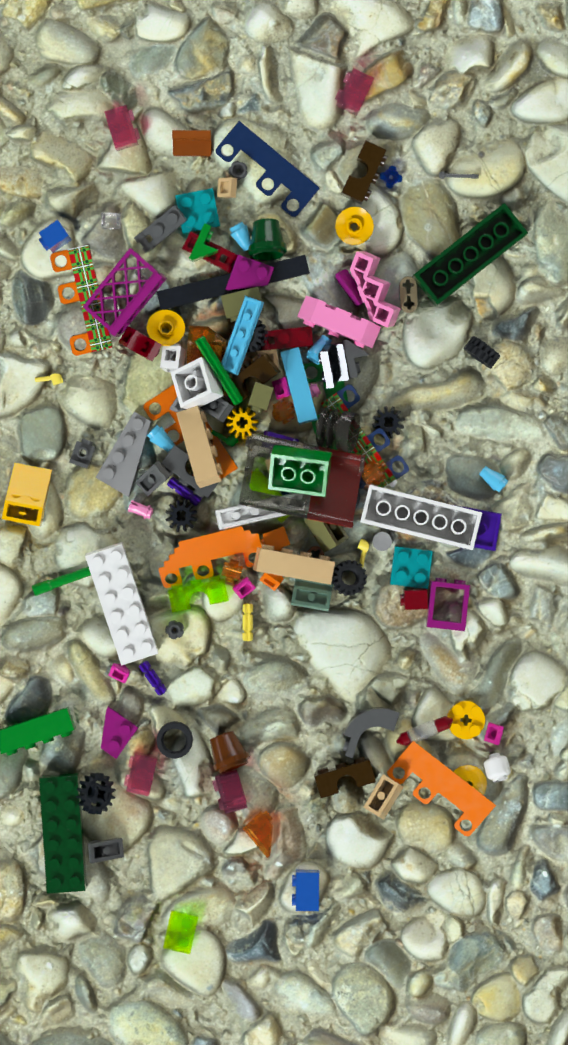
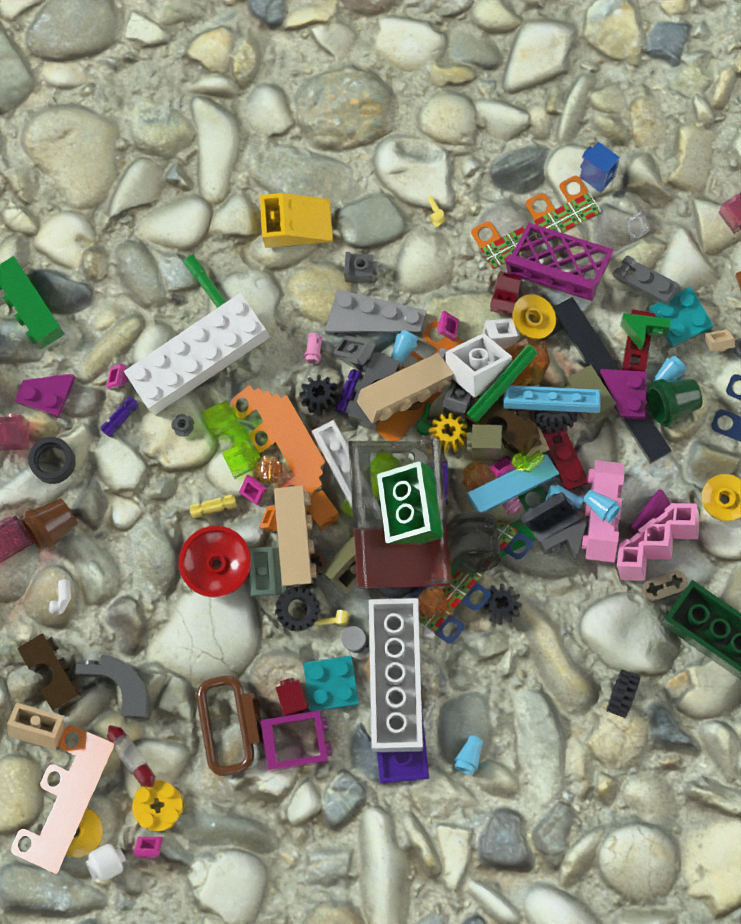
camera: 80 degrees right, 15 degrees down
(153, 398) = (448, 326): none -> dark pink slope
(286, 370) = (527, 464): none -> clear neon green arm
(293, 759) = (64, 598): none -> white arm
(297, 645) = (205, 549): none -> red dish
(339, 324) = (603, 506): none -> medium azure cone
(421, 635) = (249, 722): none -> reddish brown bar

